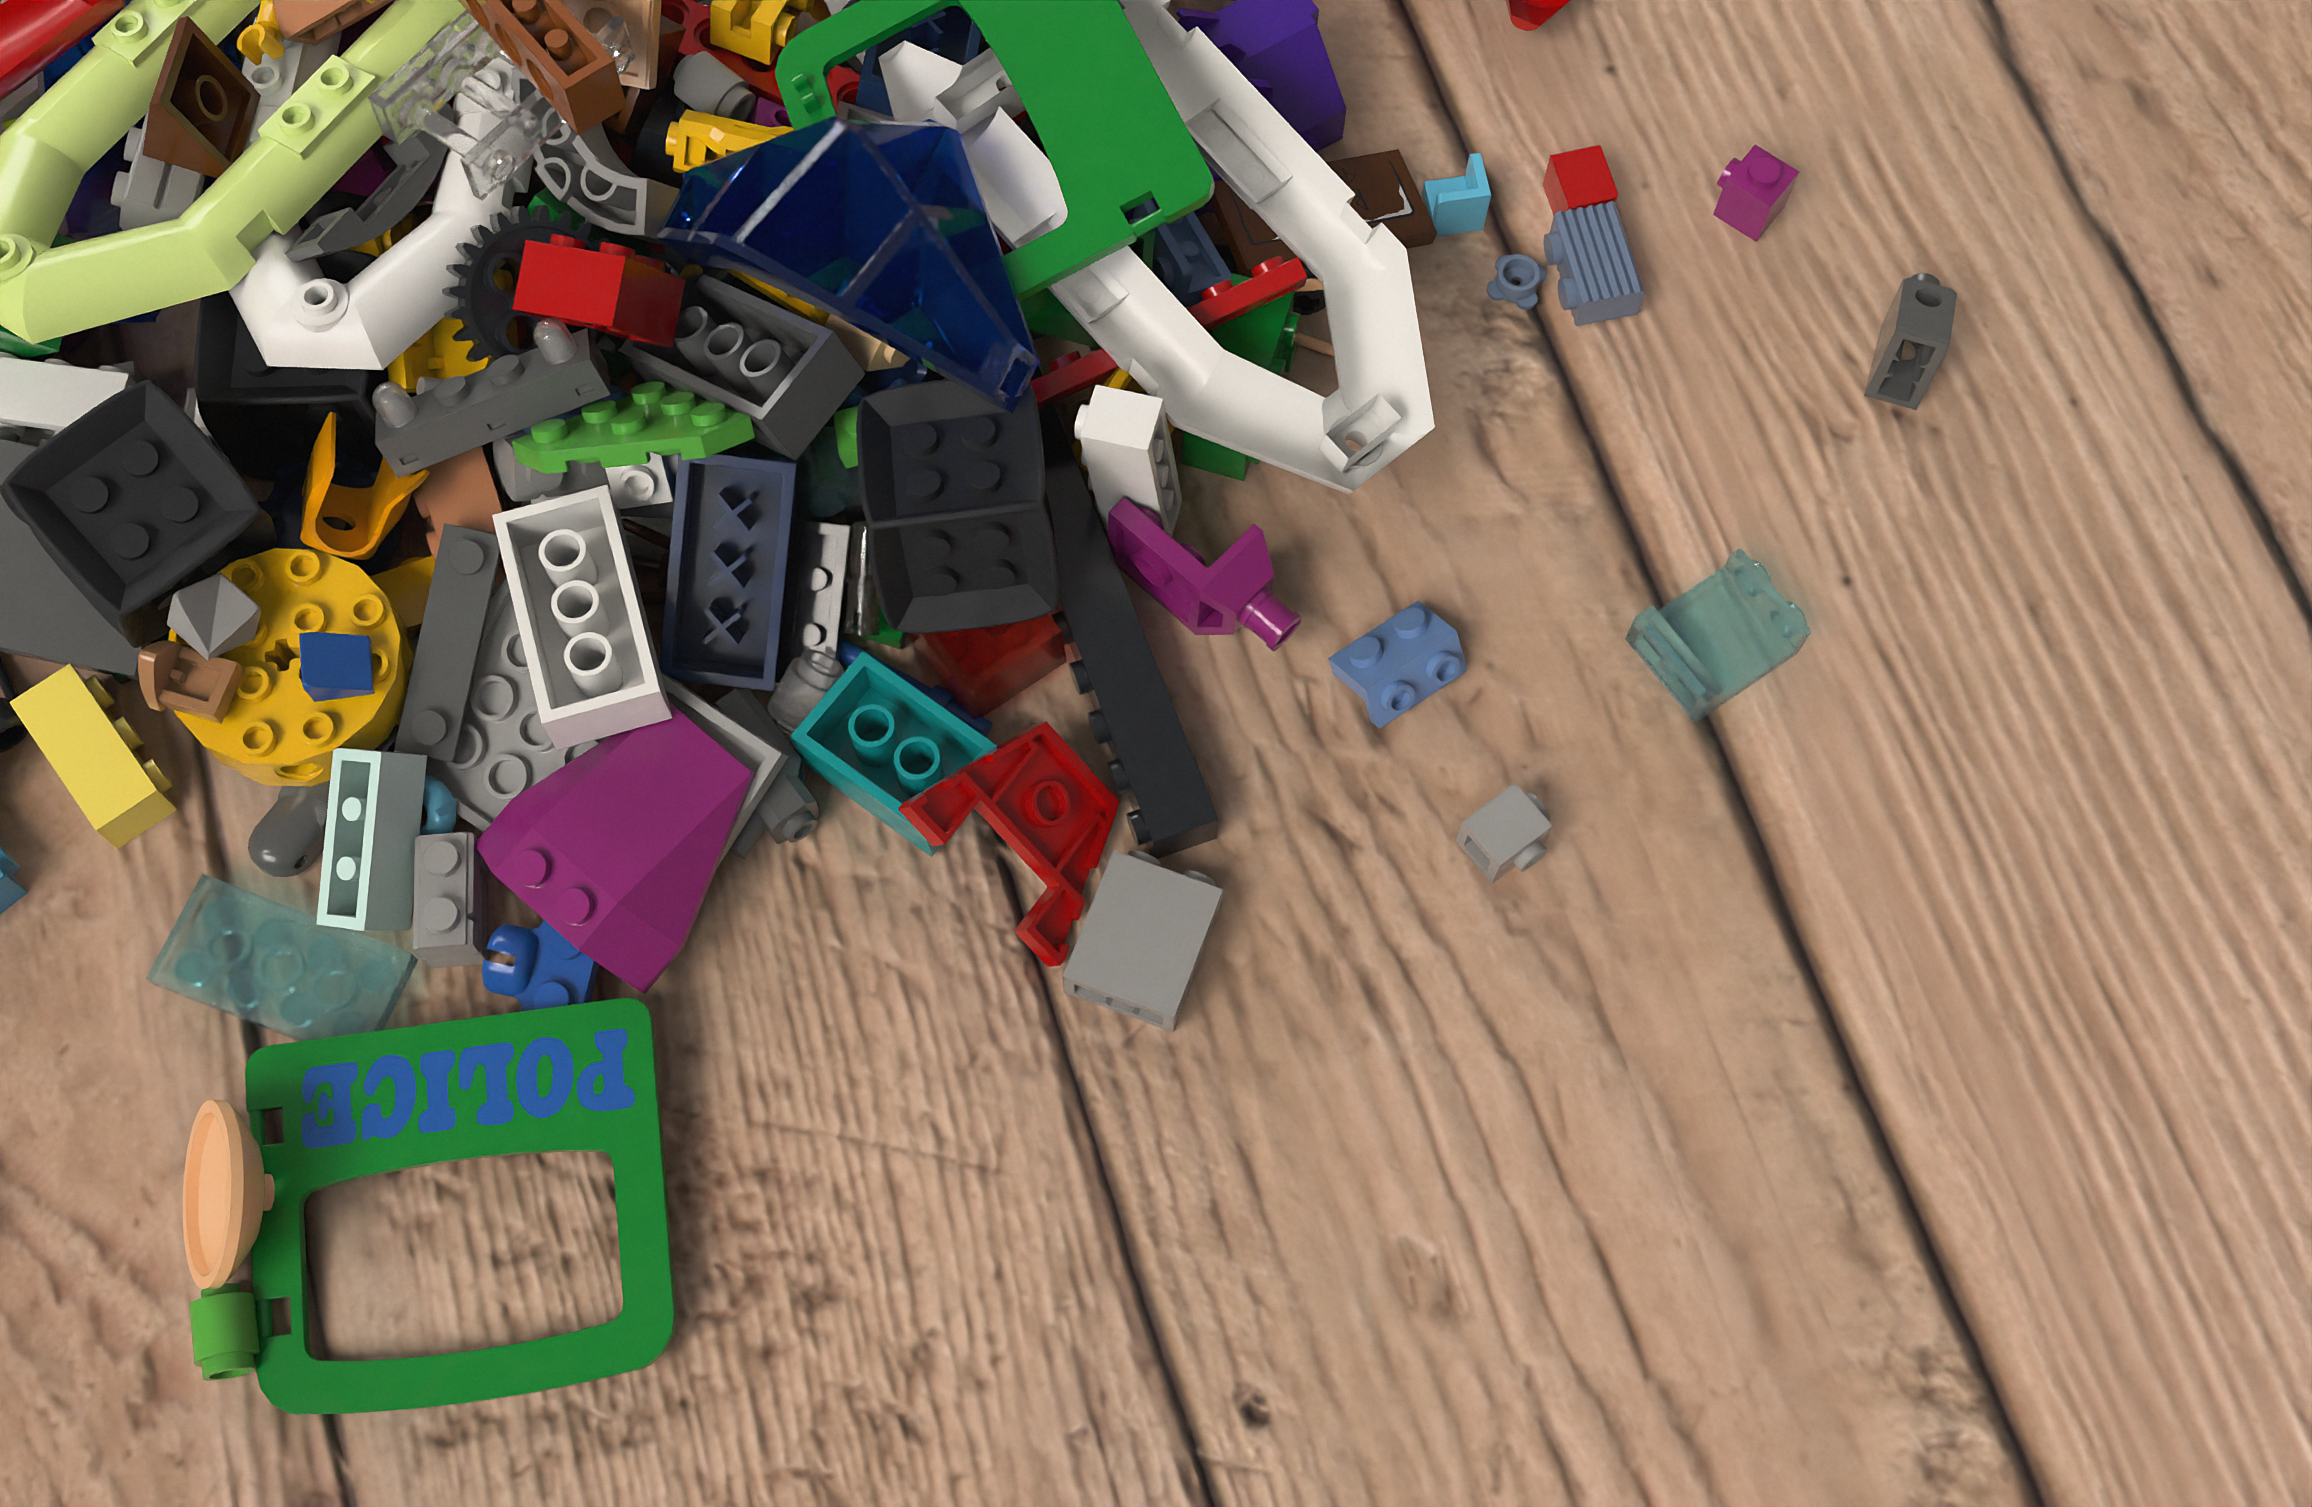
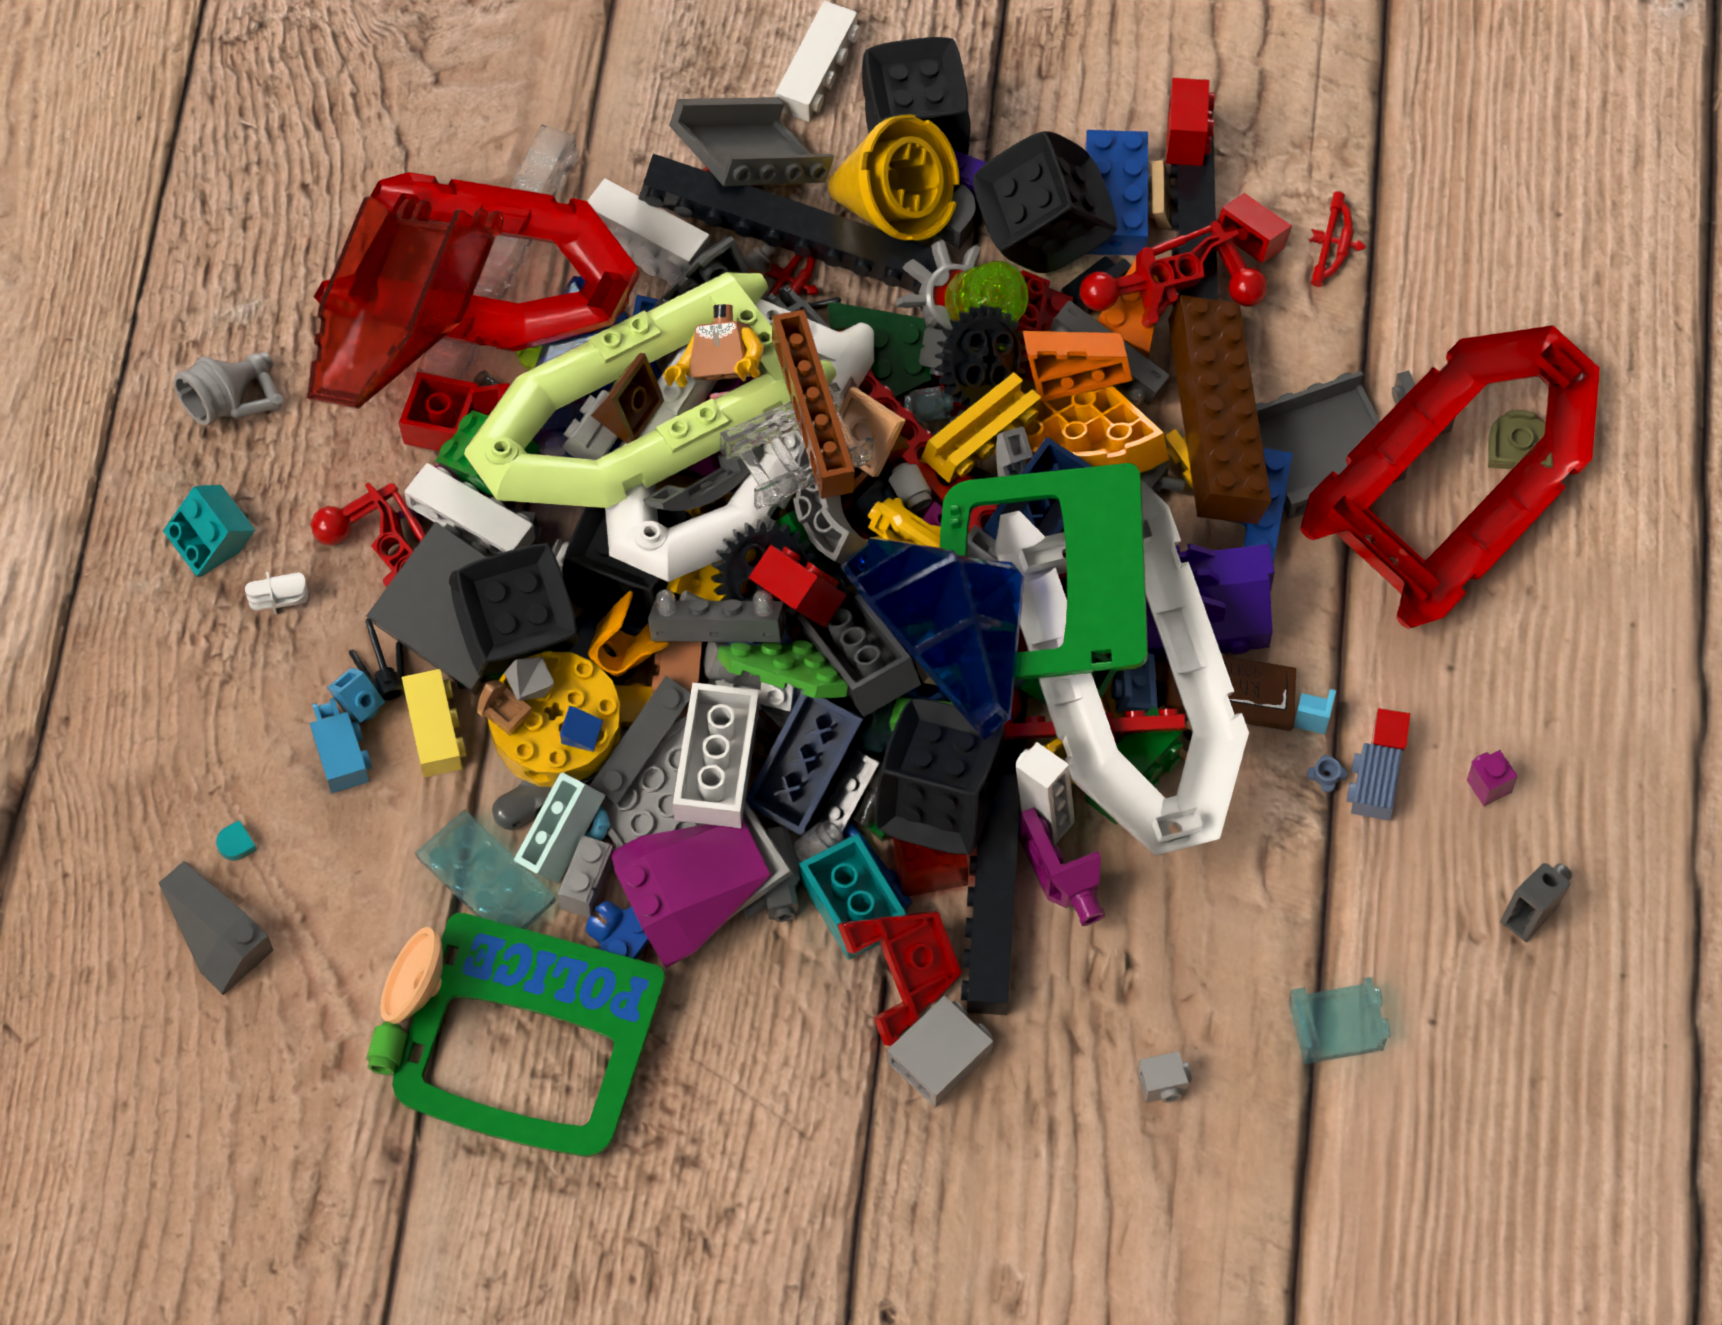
camera: 25 degrees right, 5 degrees down
(1400, 662) = (1152, 962): medium blue bracket -> none

